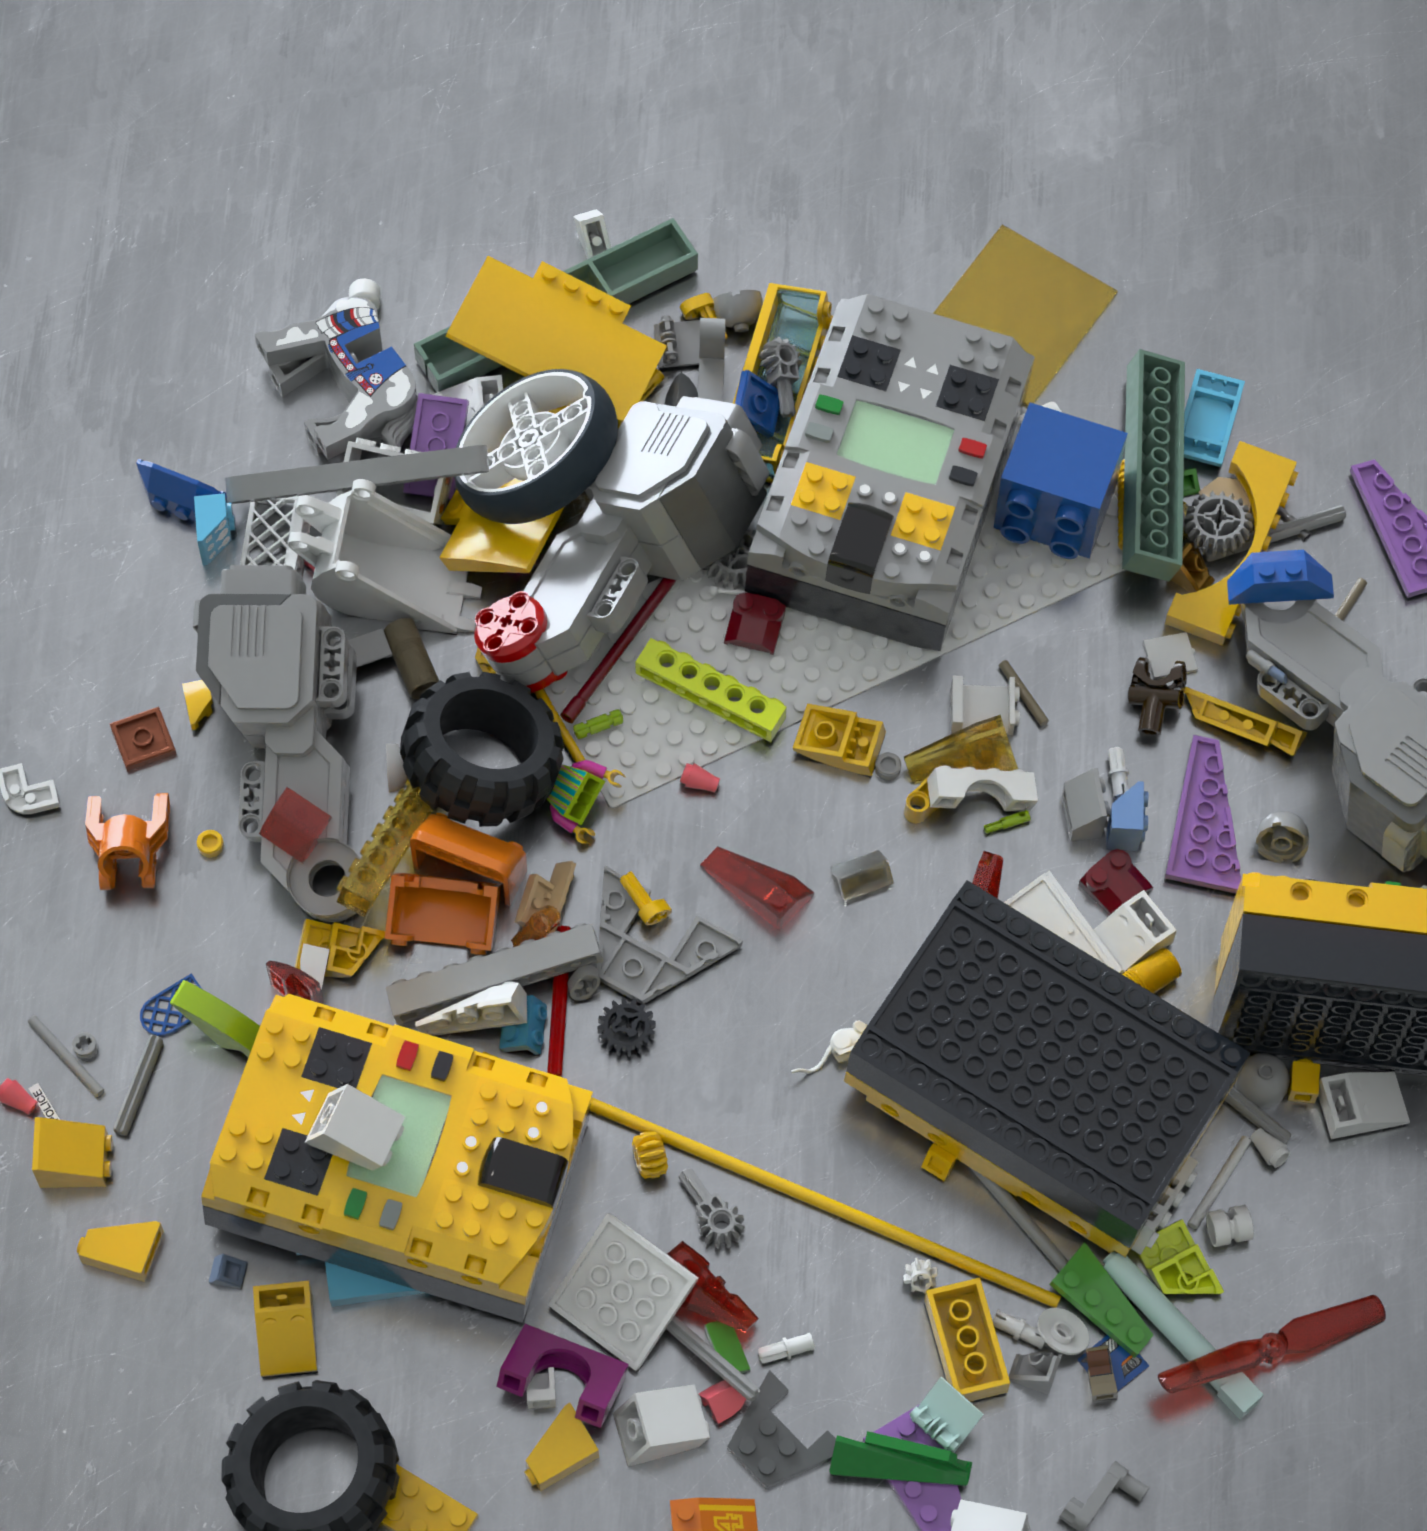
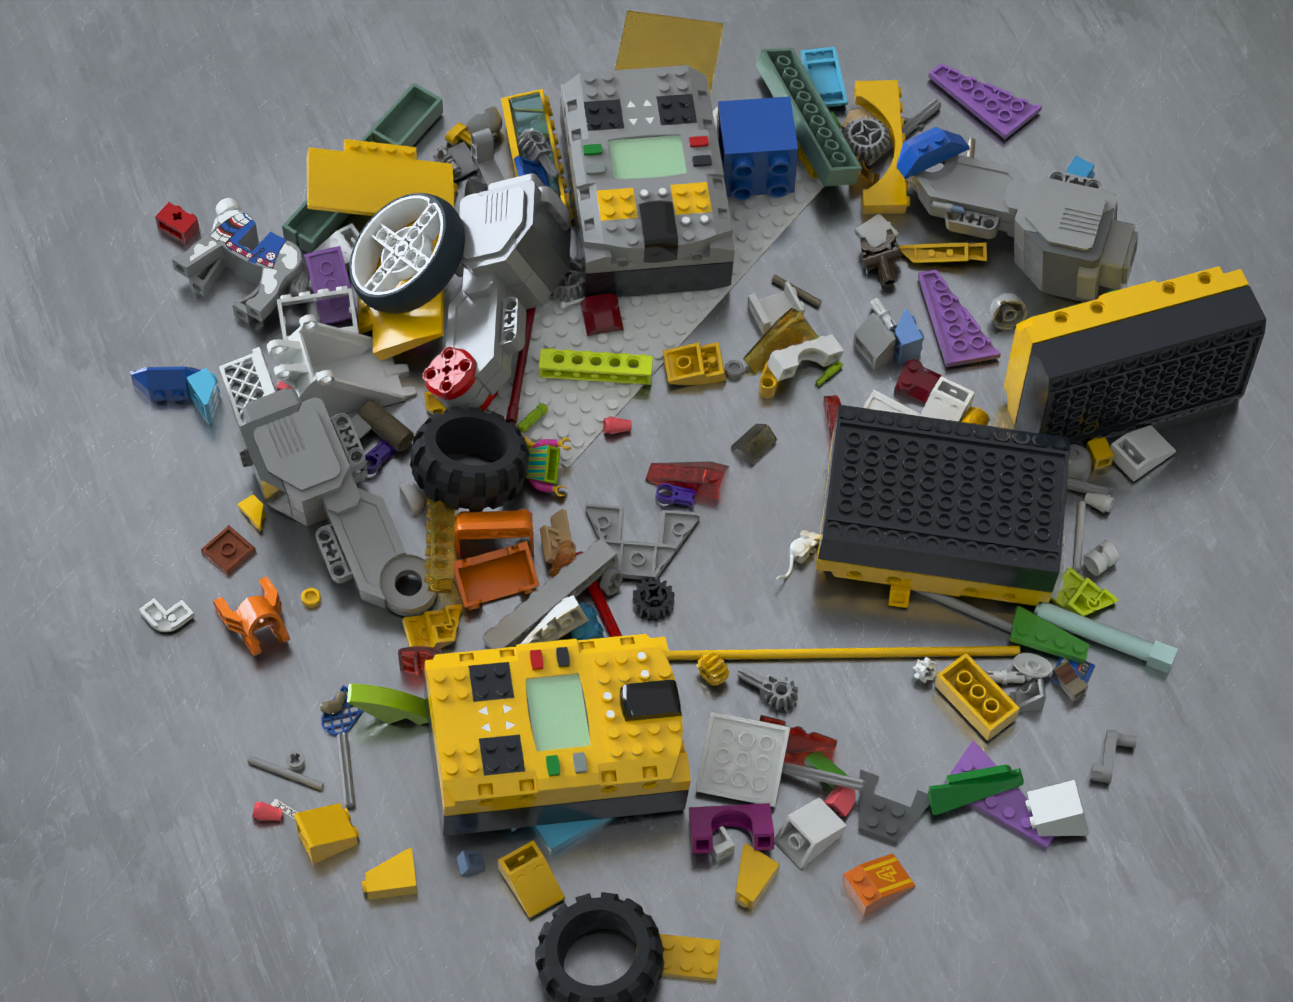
camera: 25 degrees left, 5 degrees down
(162, 996) = (334, 705): none -> dark tan arm
(294, 825) = (373, 554): clear red slope -> none
(295, 286) = (177, 222): none -> red brick
(314, 961) = (425, 638): white brick -> none
(341, 475) = (289, 320): light grey beam -> none
(356, 1128) = (530, 714): white slope -> none
(384, 693) = (378, 455): none -> dark purple piece
(592, 233) = (362, 114): white slope -> none
(650, 911) = (630, 518): yellow piece -> none
(730, 906) = (679, 496): none -> dark purple piece
(786, 1348) = (863, 751): white axle -> none
(946, 1415) = (989, 745): light aqua hinge -> none
(1297, 1336) = (1179, 605): clear red piece -> none

